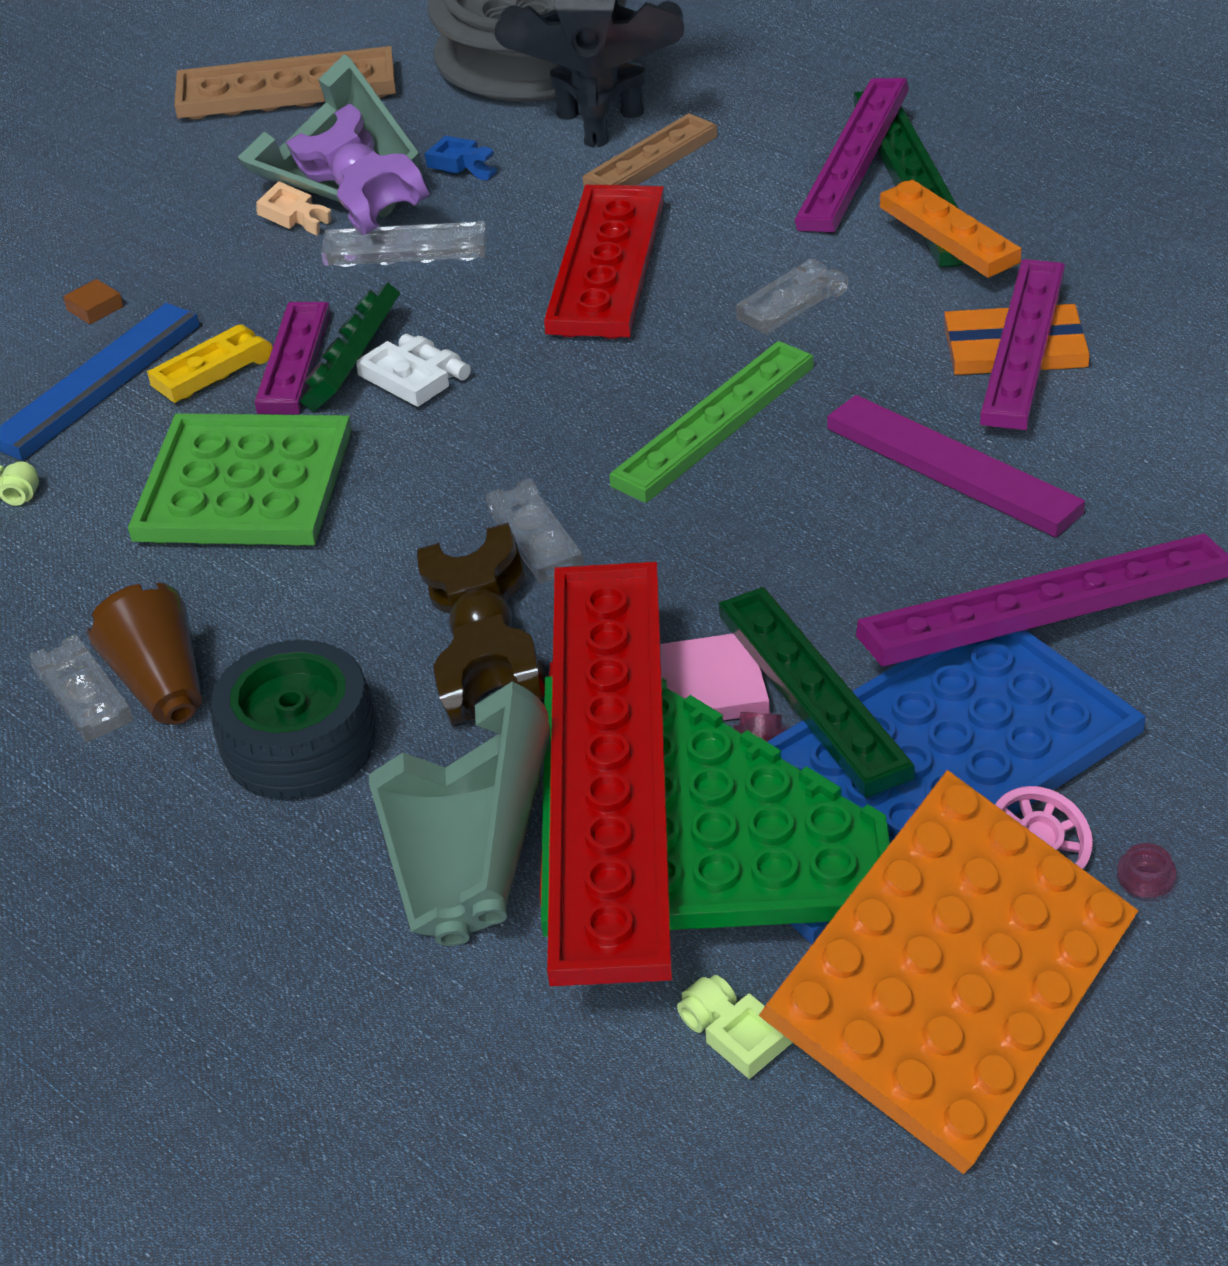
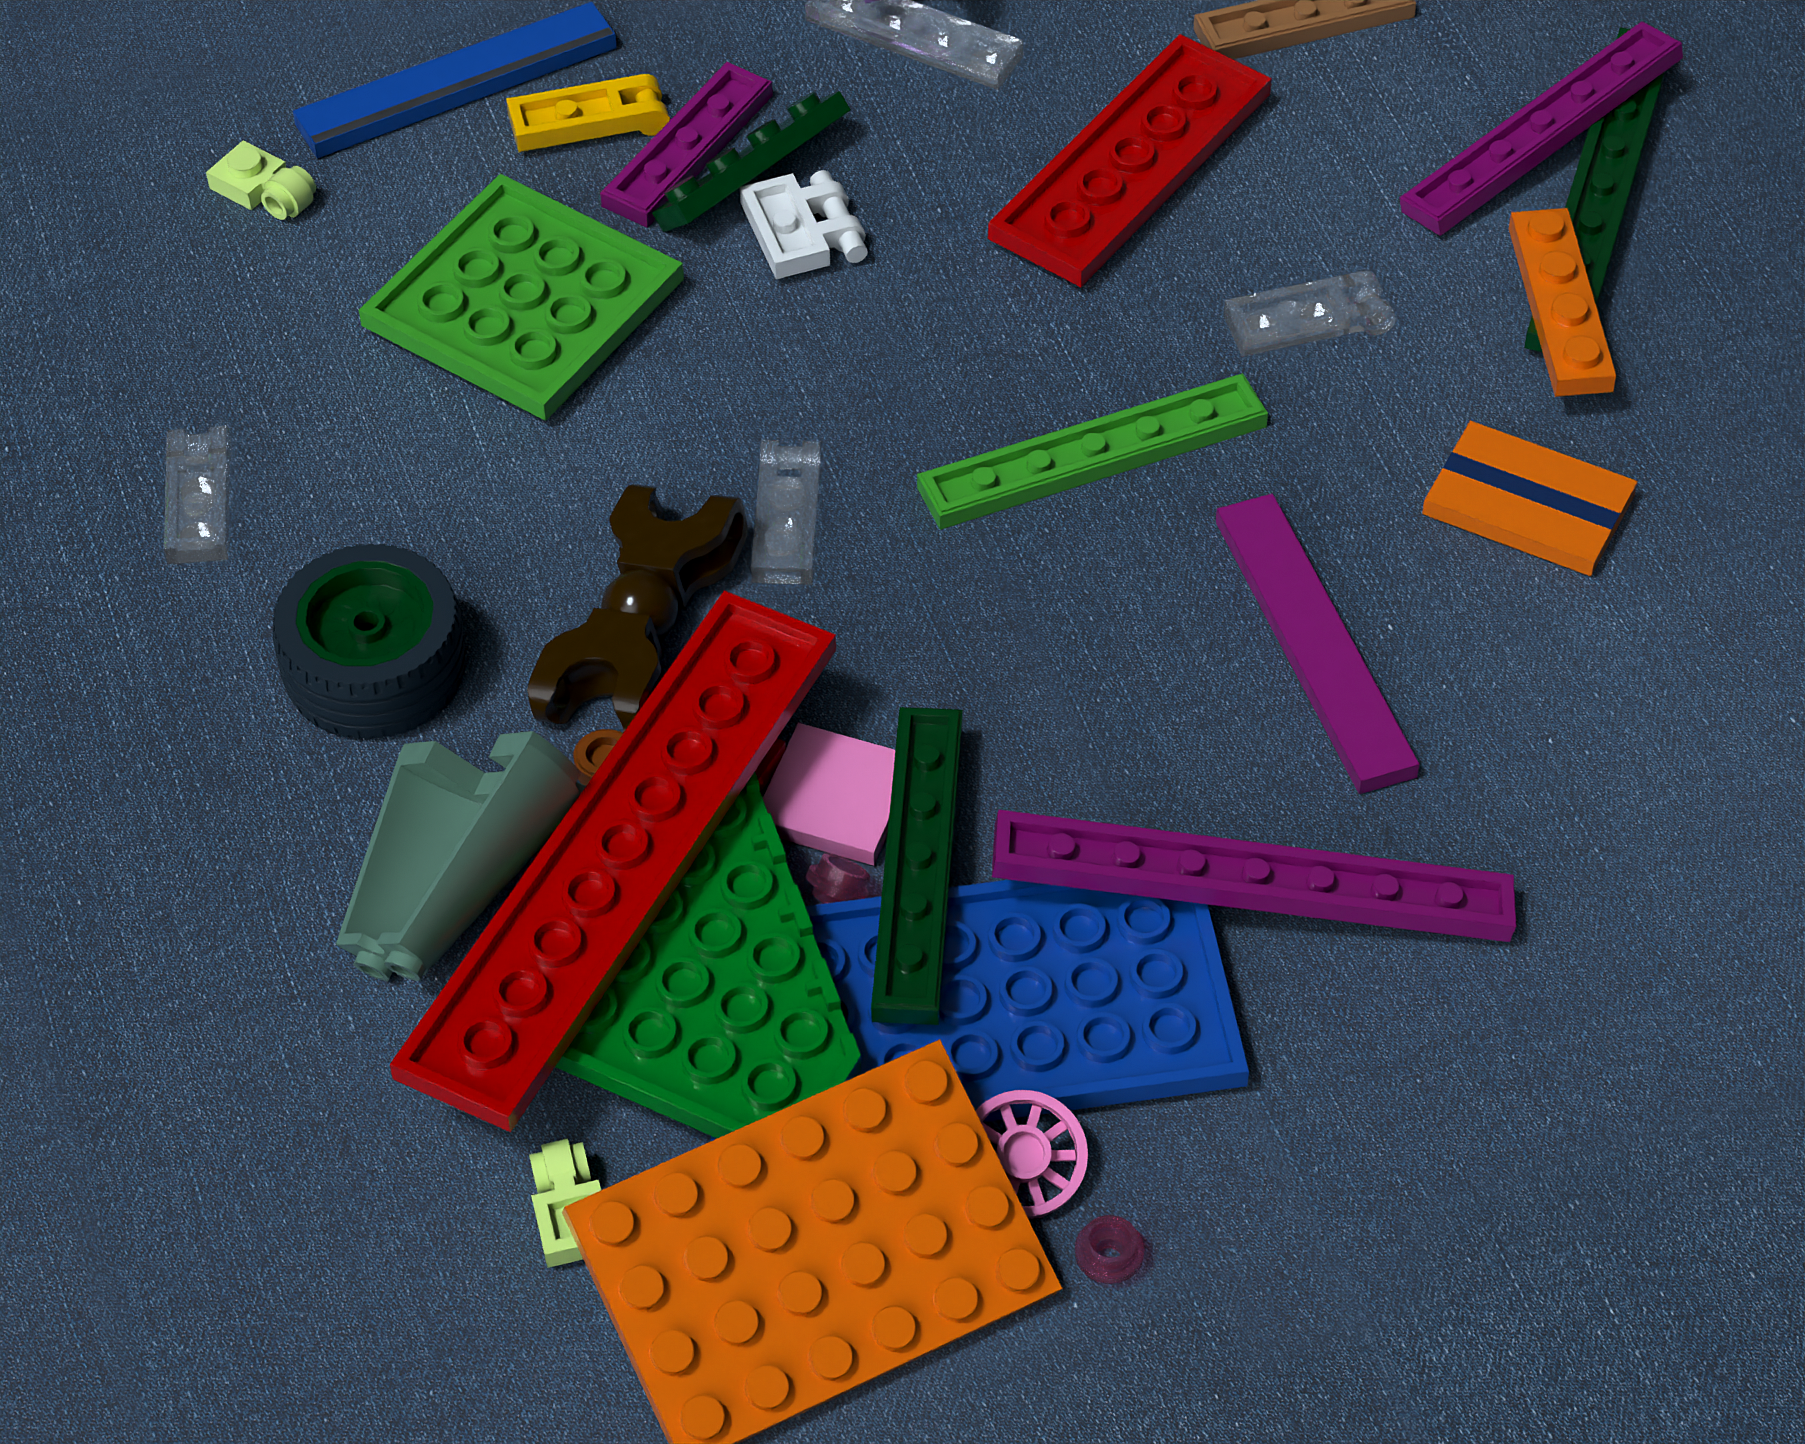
camera: 25 degrees right, 10 degrees up
(150, 649) = (281, 487): reddish brown cone -> none
(1023, 345) = (1520, 513): magenta tile -> none

